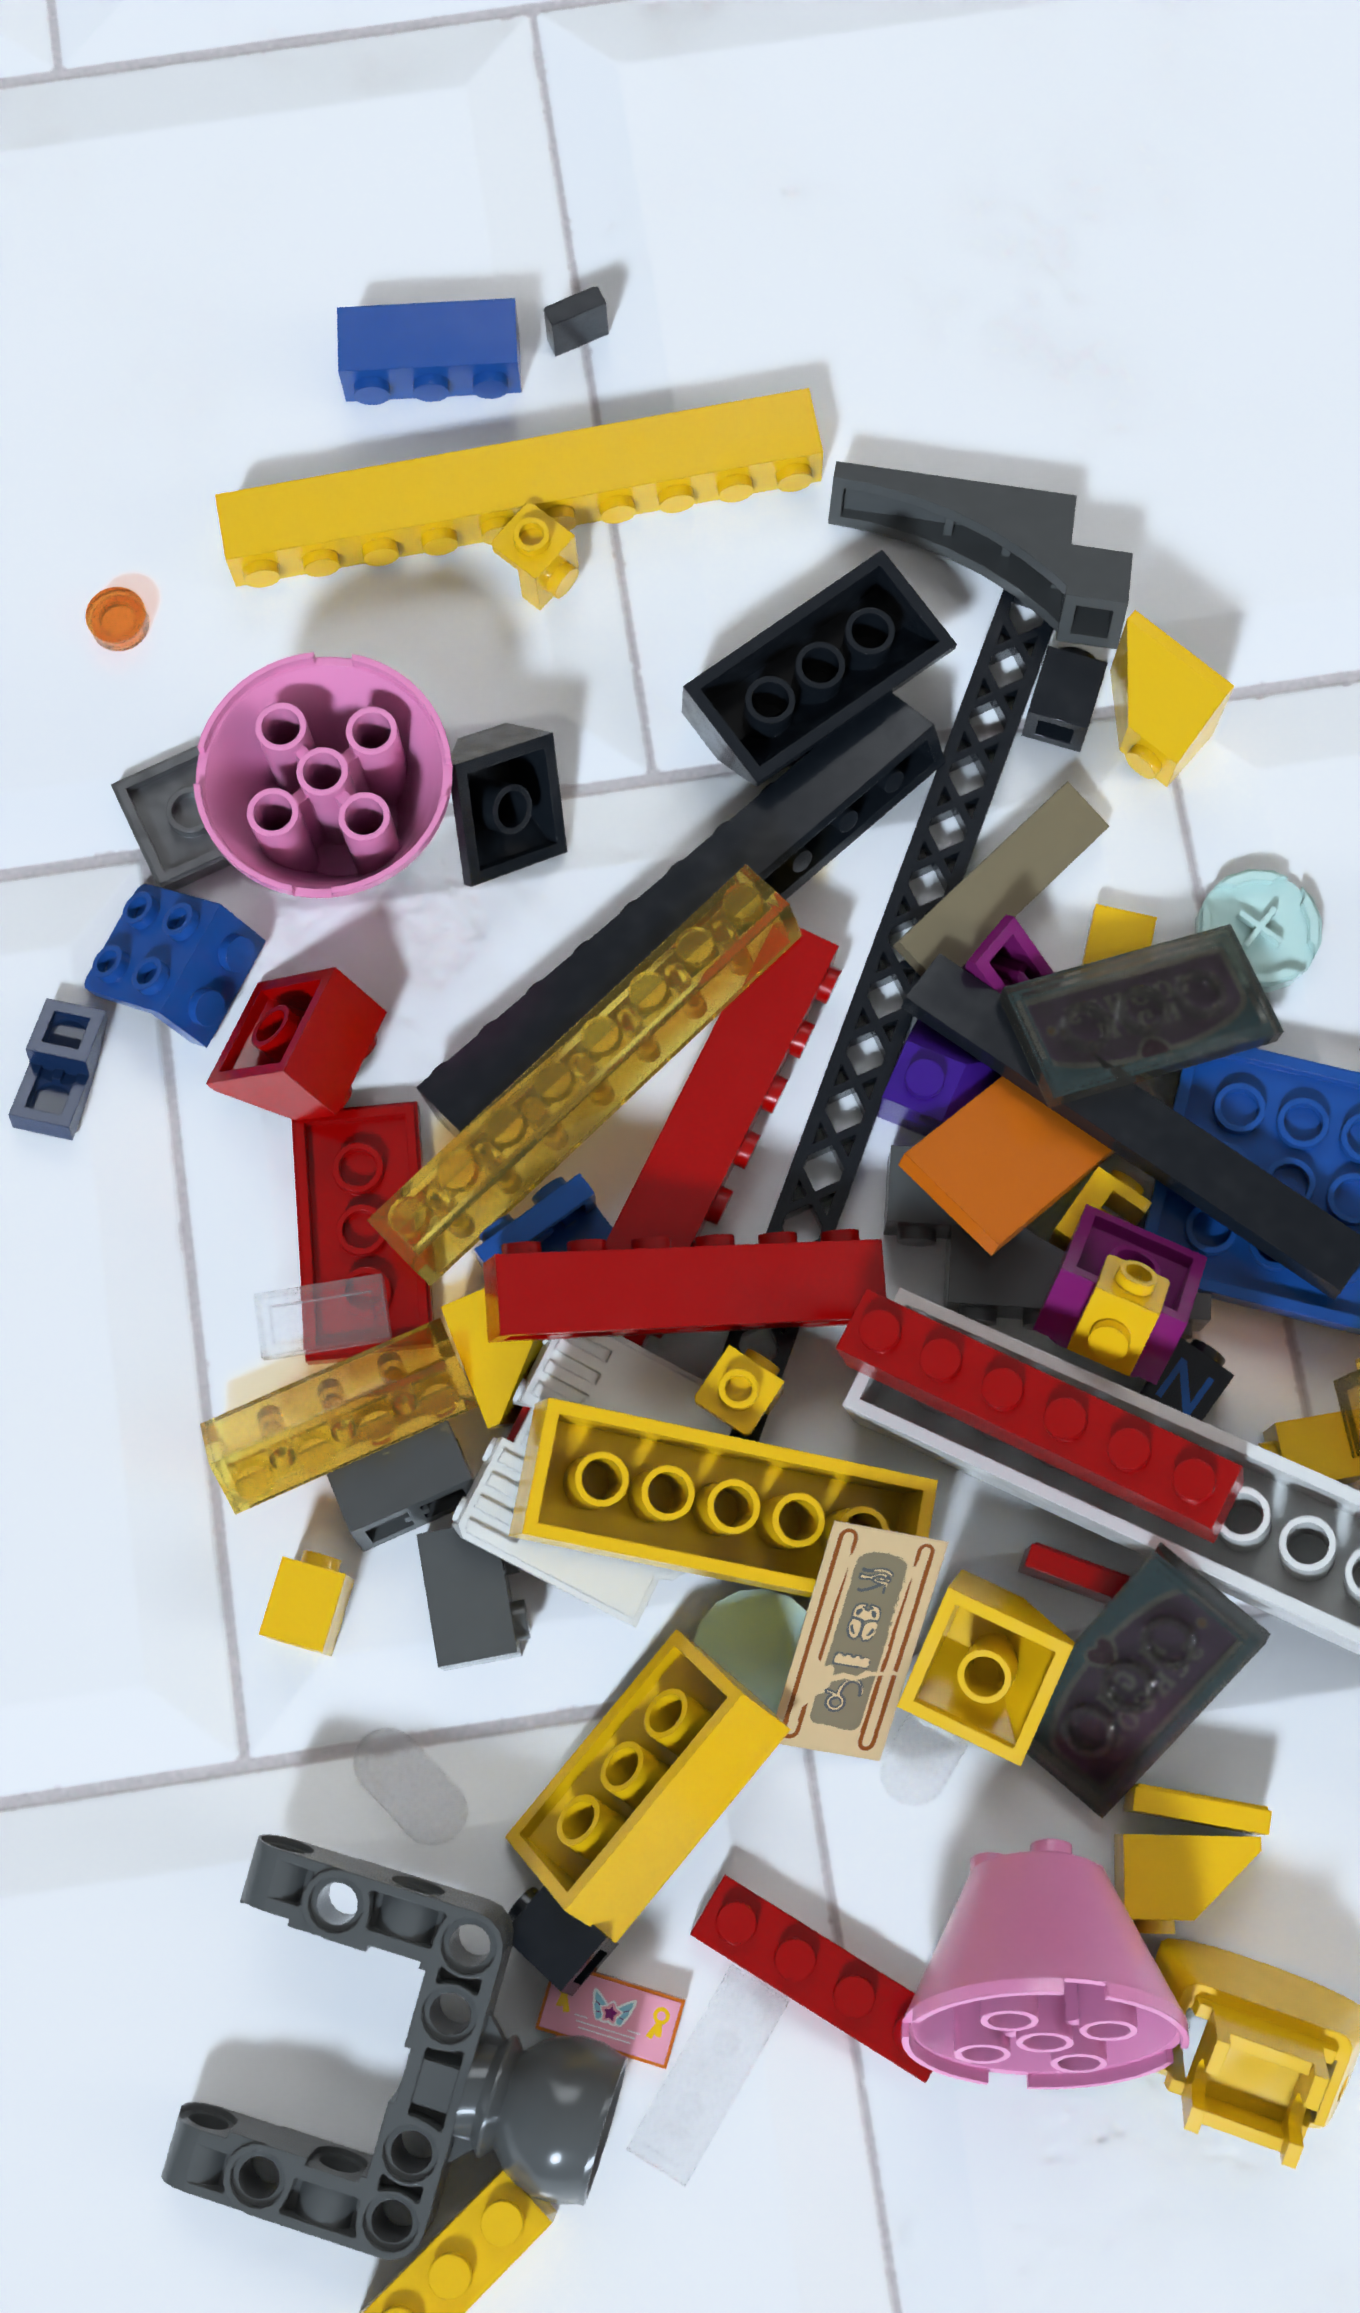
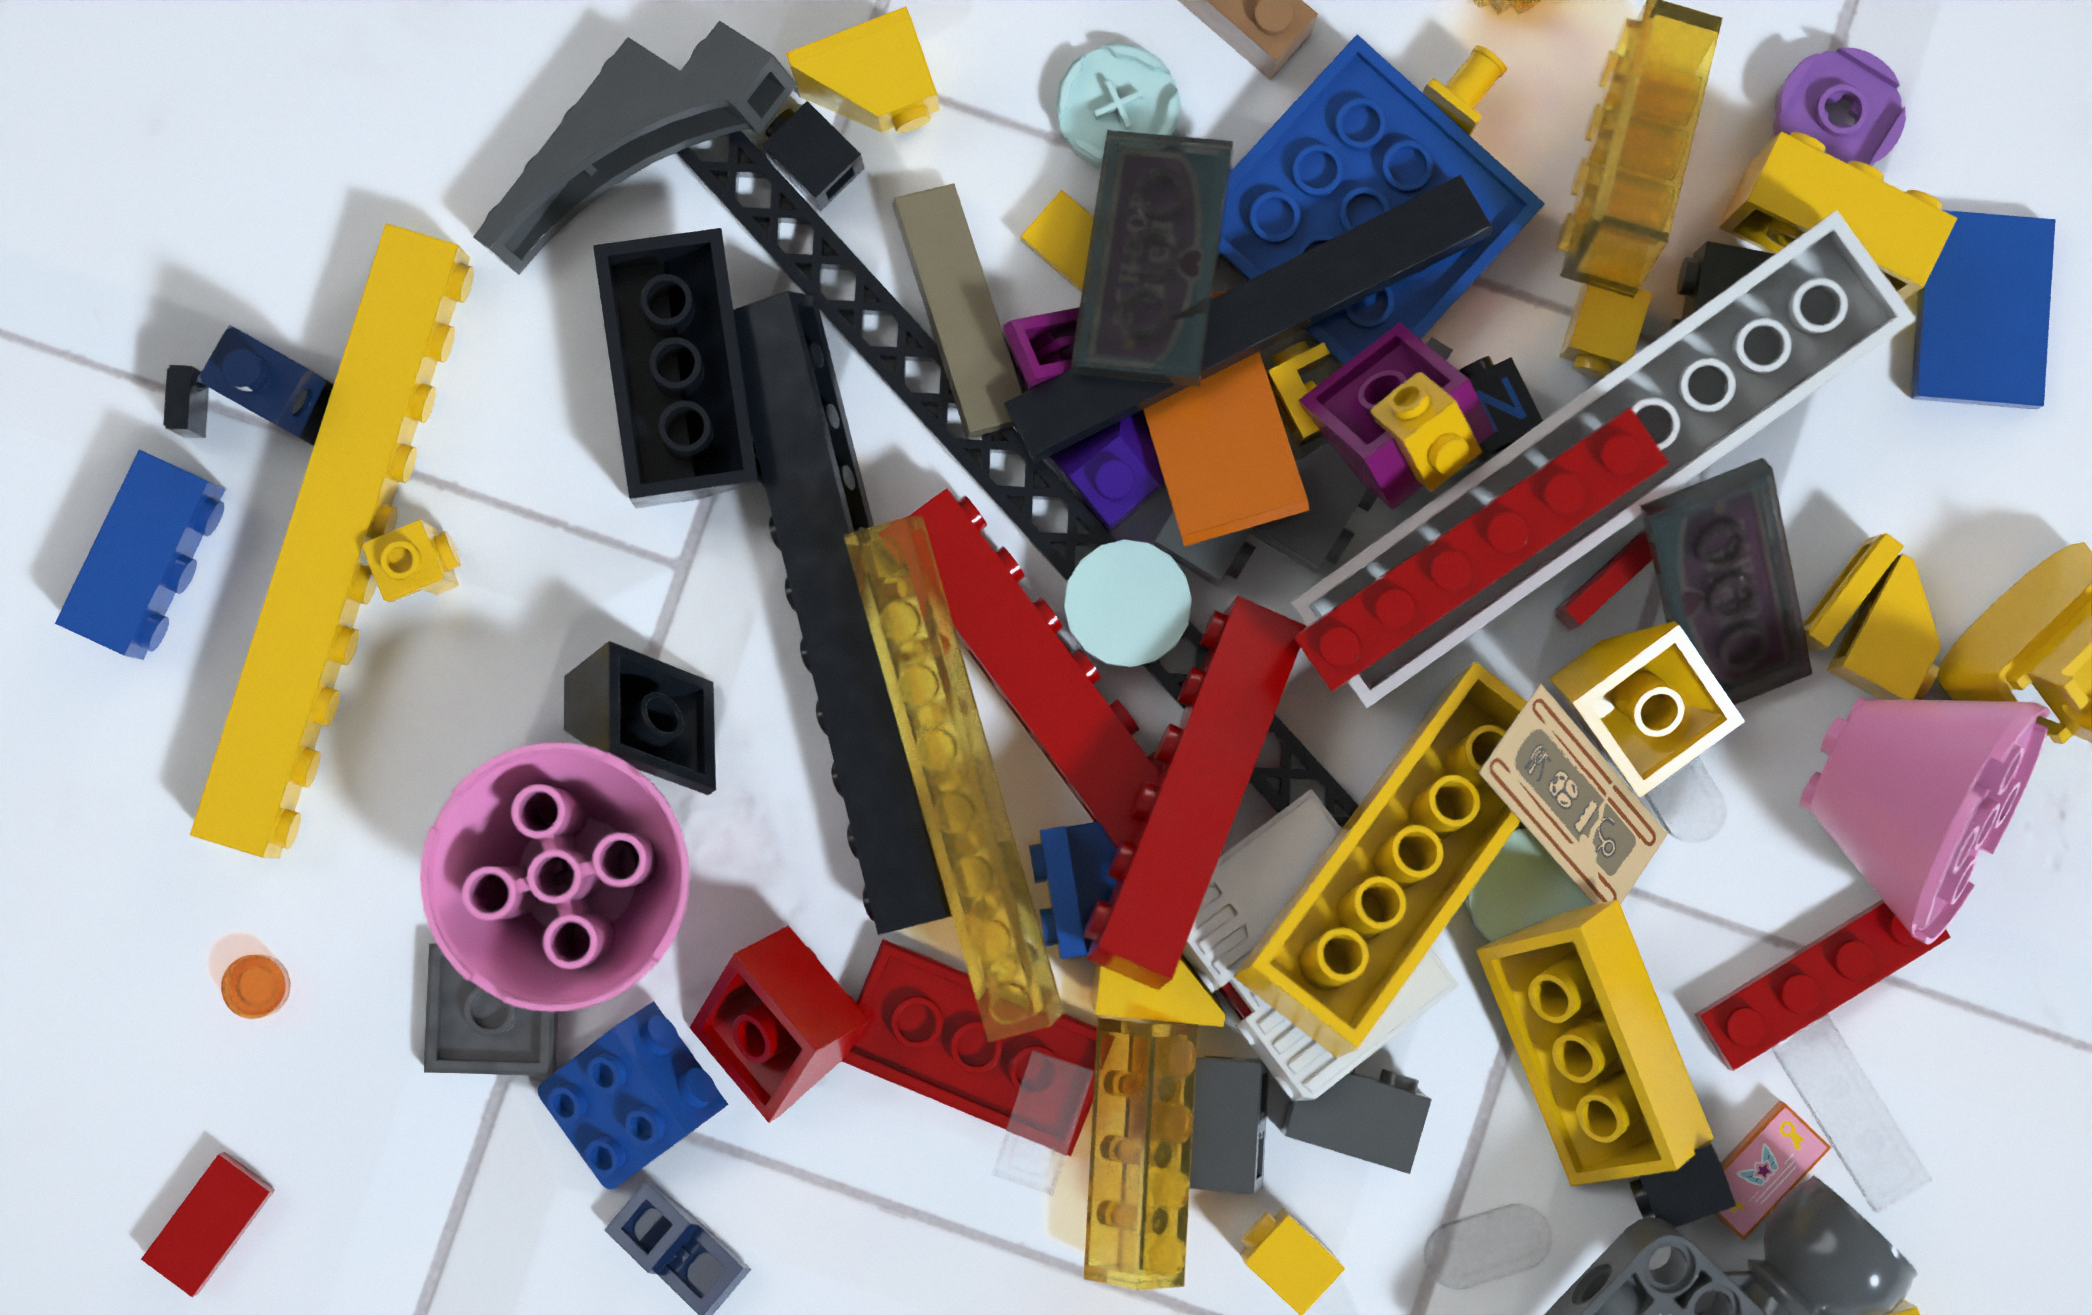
camera: 65 degrees left, 10 degrees up
(623, 358) = (267, 383): none -> dark blue torso
(741, 1389) = (1308, 789): yellow bracket -> none
(823, 1155) = (1127, 603): none -> light aqua tile

